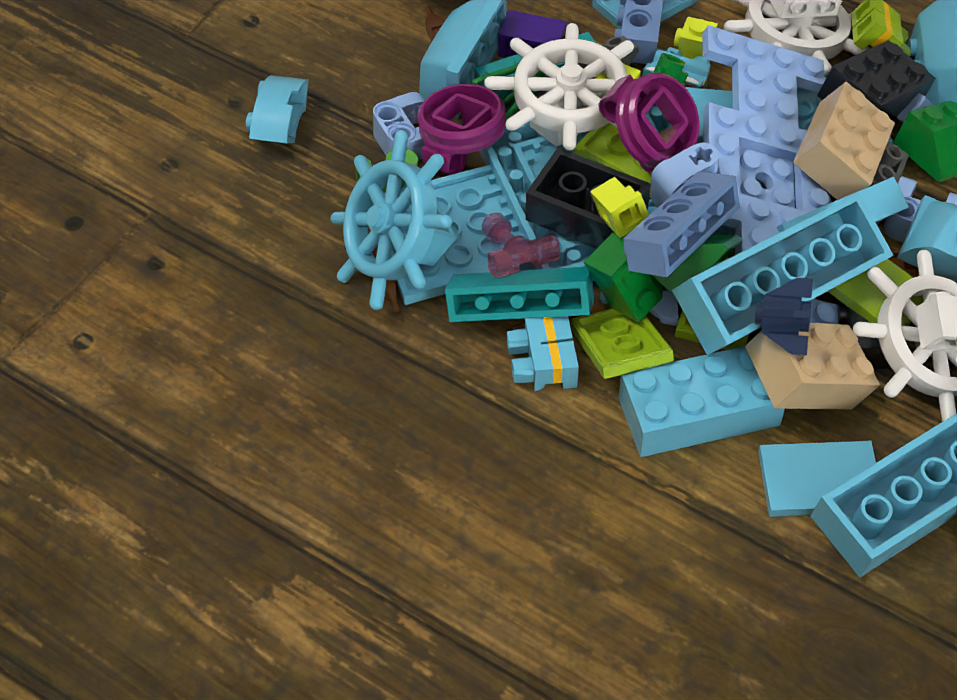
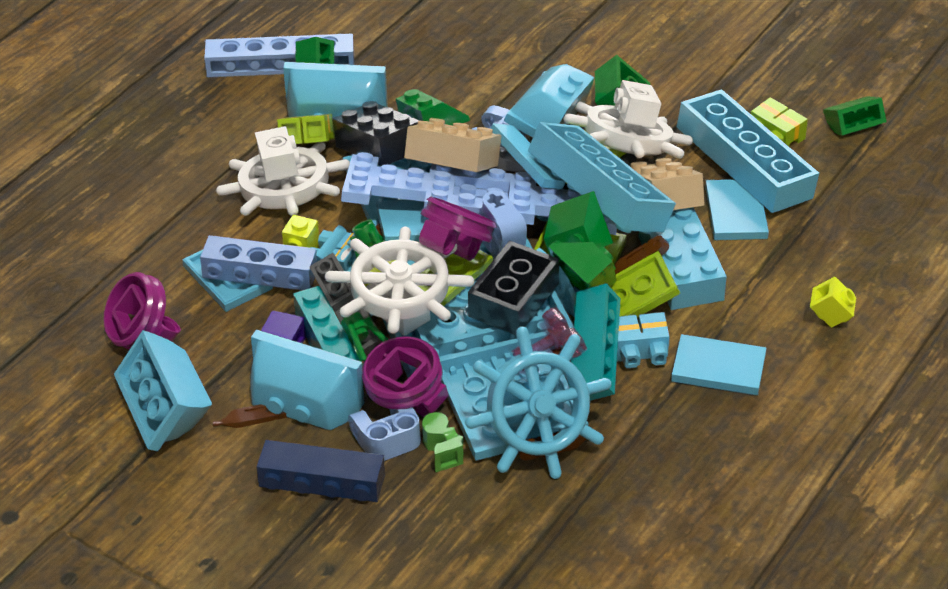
camera: 90 degrees left, 10 degrees down
(277, 109) = (359, 517): medium azure brick -> none
(347, 82) = (321, 471): none -> dark blue brick
(513, 440) = (719, 364): none -> medium azure tile
(615, 568) = (833, 302): none -> neon yellow brick
(619, 206) = (552, 245): neon yellow brick -> none
(681, 224) = (571, 211): medium blue brick -> none
(682, 345) = (655, 244): none -> reddish brown piece
(786, 315) = (658, 162): dark blue brick -> none

